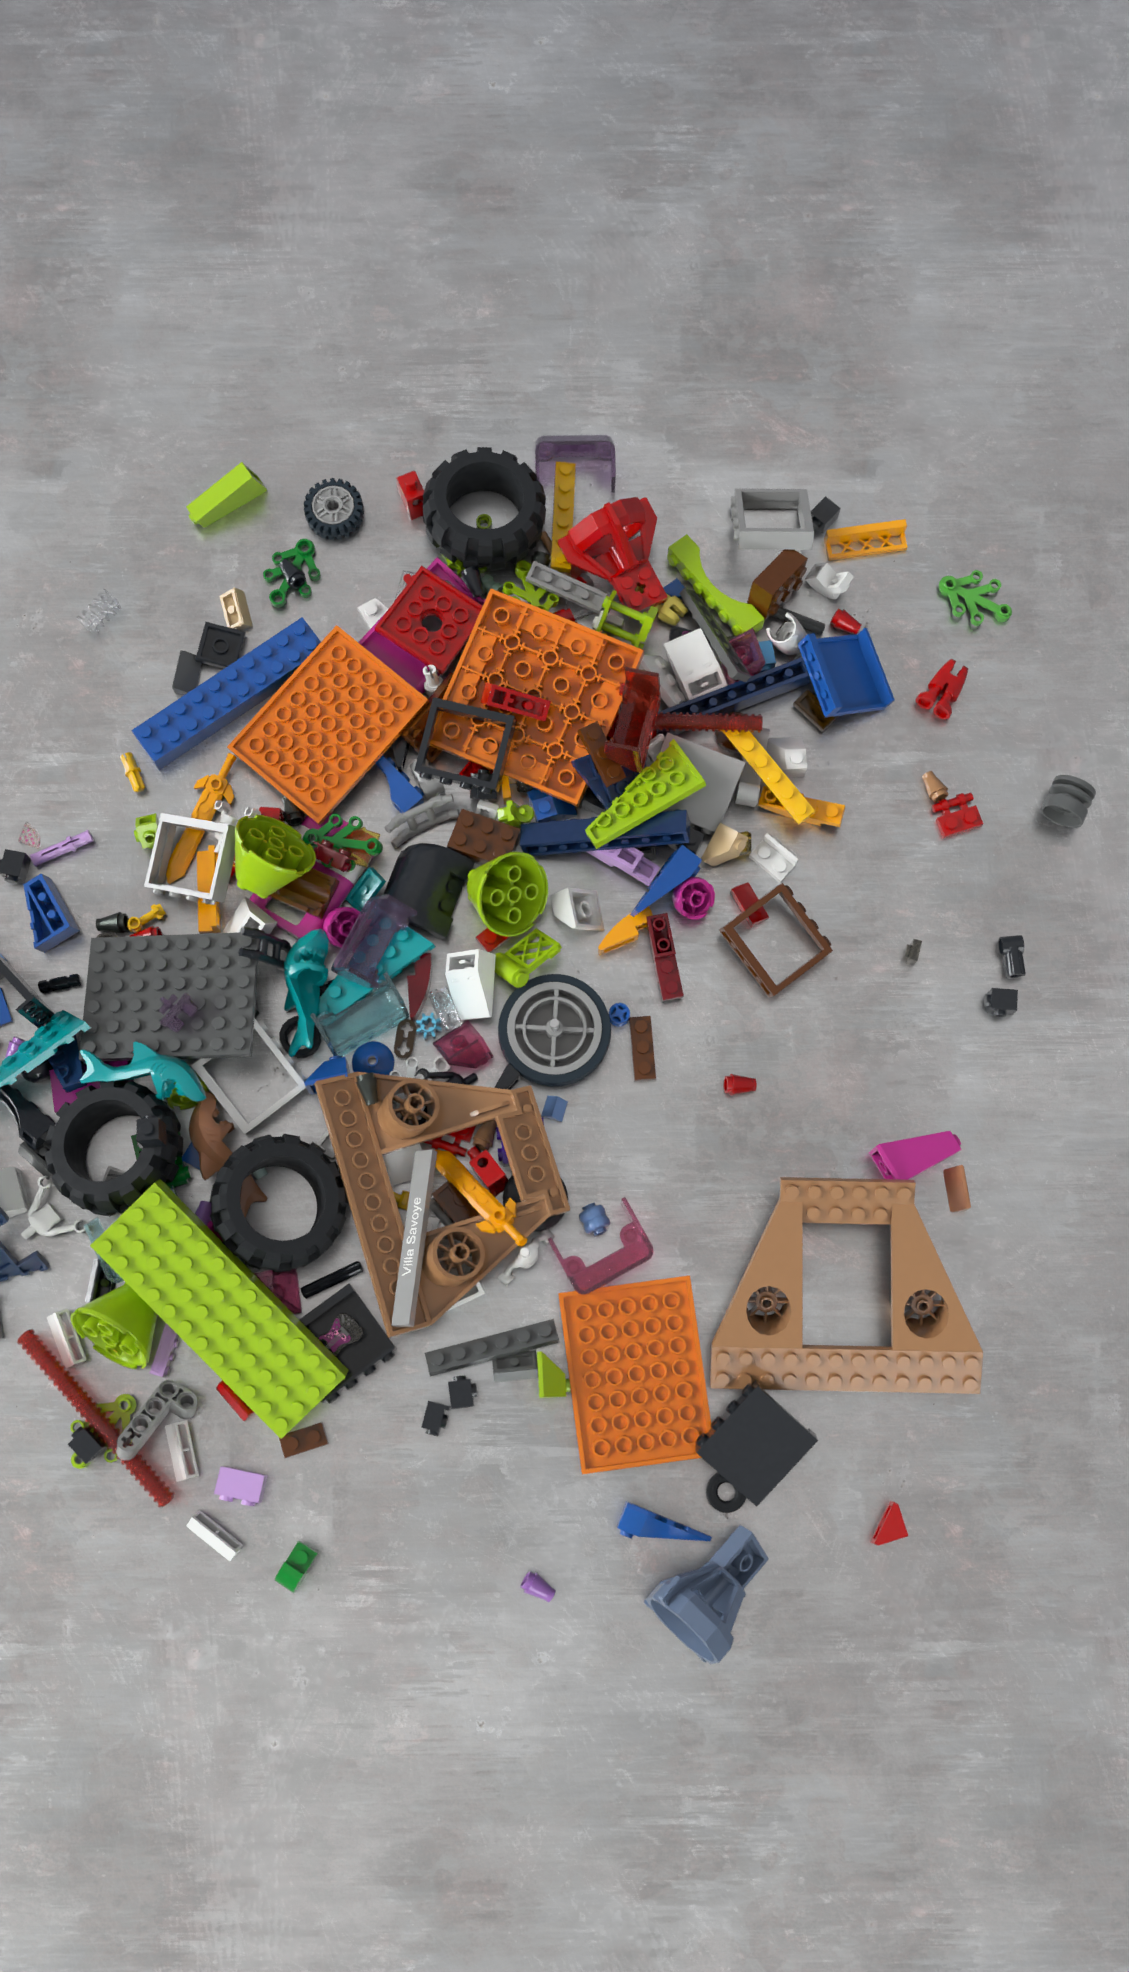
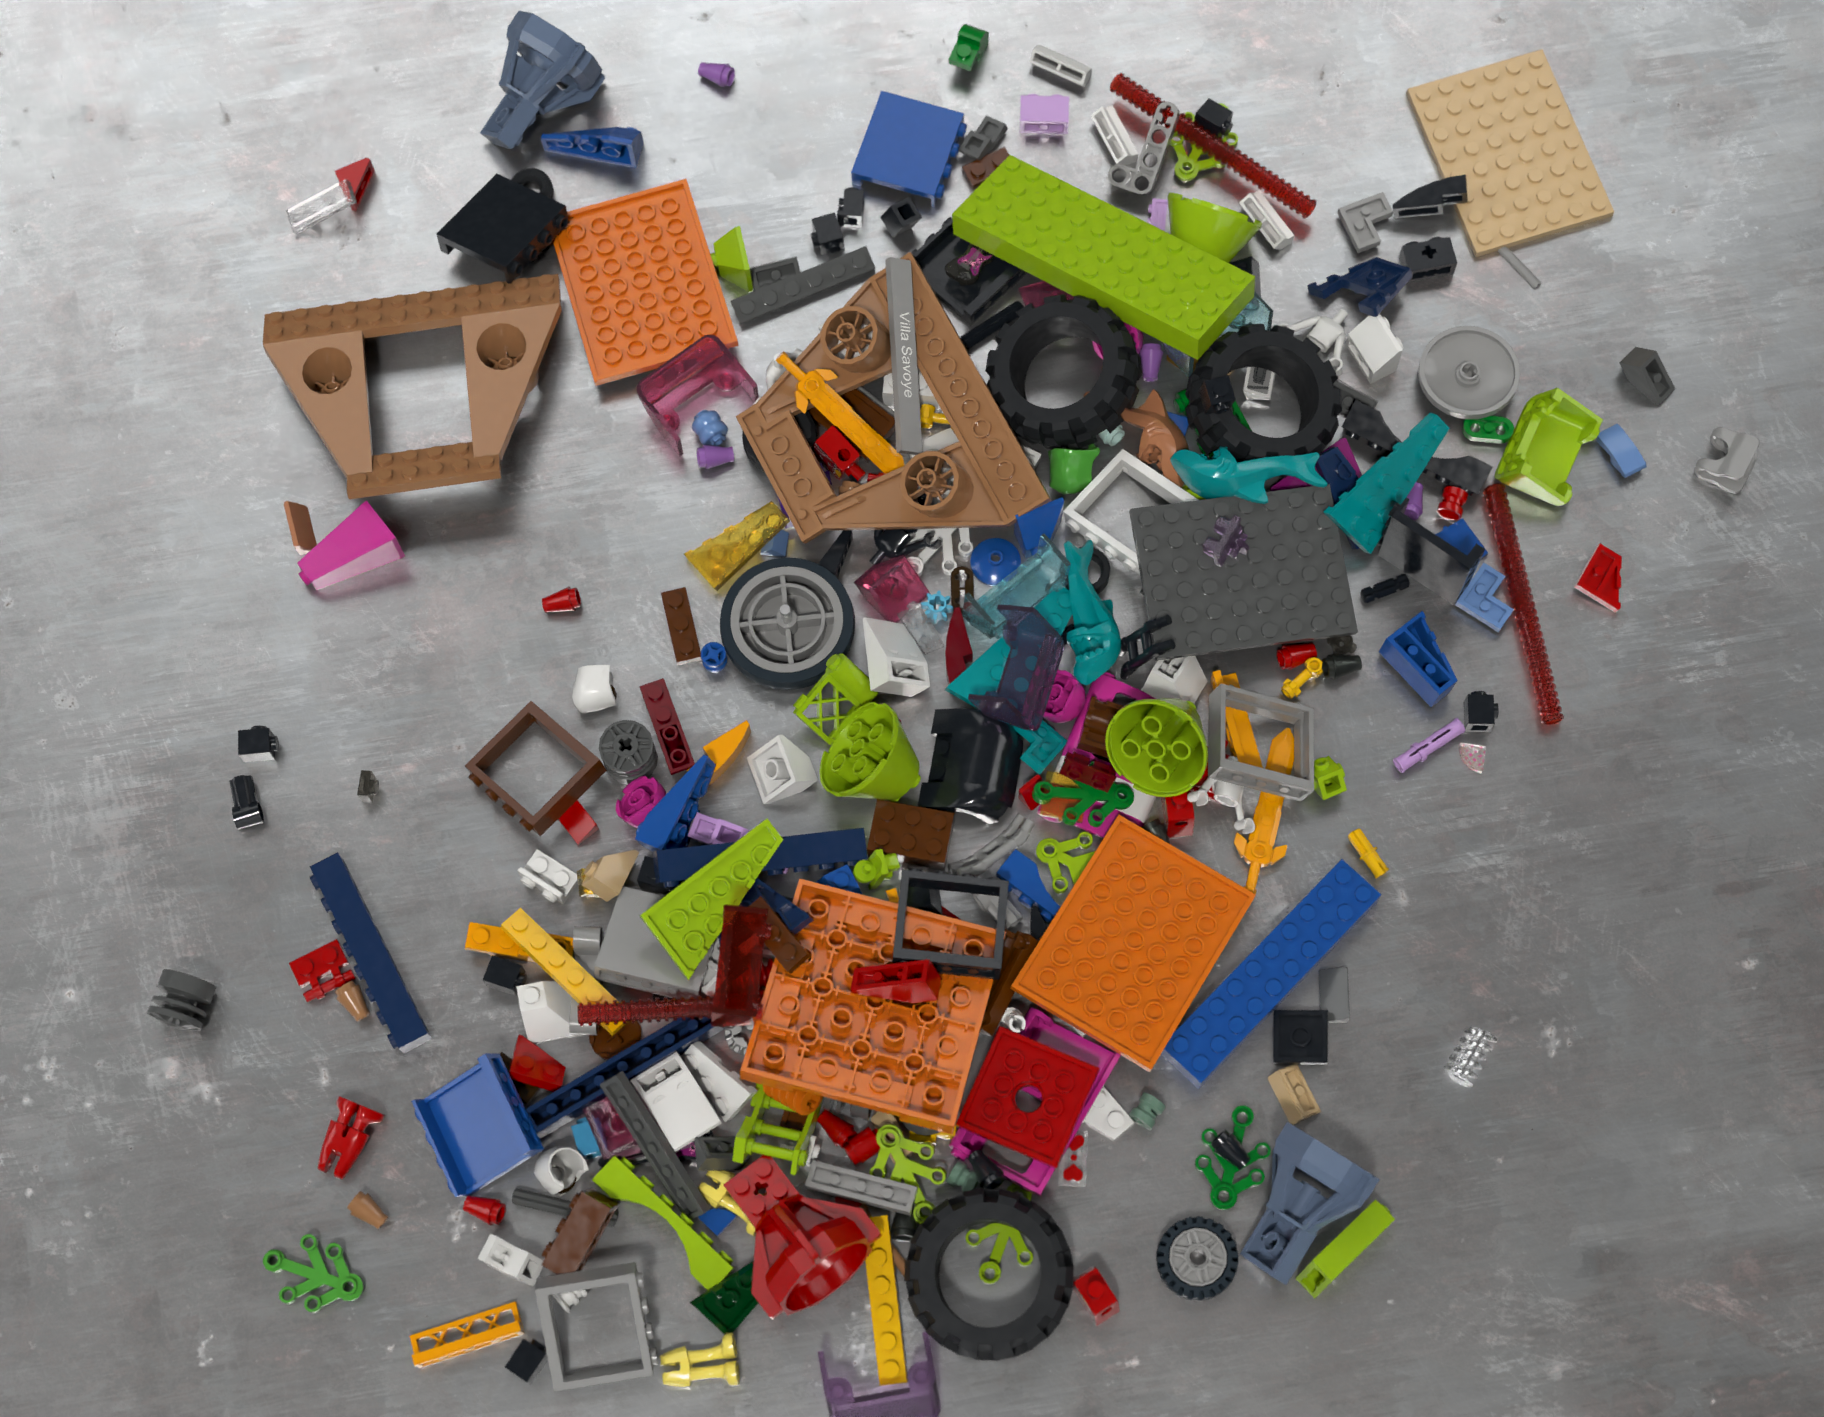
camera: 175 degrees right, 5 degrees down
(247, 522) = (1298, 1208): none -> sand blue plate
(293, 1121) = (1071, 468): none -> bright green piece
(302, 1469) = (984, 139): none -> dark grey slope
(346, 612) = (1147, 1111): none -> sand green wheel
(359, 799) = (1075, 864): none -> lime plant
(368, 1088) = (989, 505): pearl dark grey cone -> none
(371, 1470) = (909, 146): none -> blue panel
(382, 862) = (1025, 792): none -> red slope
(392, 1395) = (901, 217): none -> black brick
(588, 1104) = (727, 553): none -> clear yellow wing
(597, 1193) = (713, 456): none -> medium lavender cone
(667, 629) = (716, 1154): none -> dark grey slope
(673, 529) = (729, 1300): none -> dark green wing
(699, 952) = (626, 764): none -> dark grey wheel
(714, 493) = (687, 1373): none -> light yellow piece
(721, 1001) = (593, 688): none -> white piece
(798, 714) = (535, 1066): none -> red wing
(815, 785) = (504, 975): none -> black brick
(919, 820) = (370, 953): none -> dark blue brick
(922, 1502) = (321, 206): none -> clear tile
(935, 636) = (367, 1210): none -> medium nougat cone

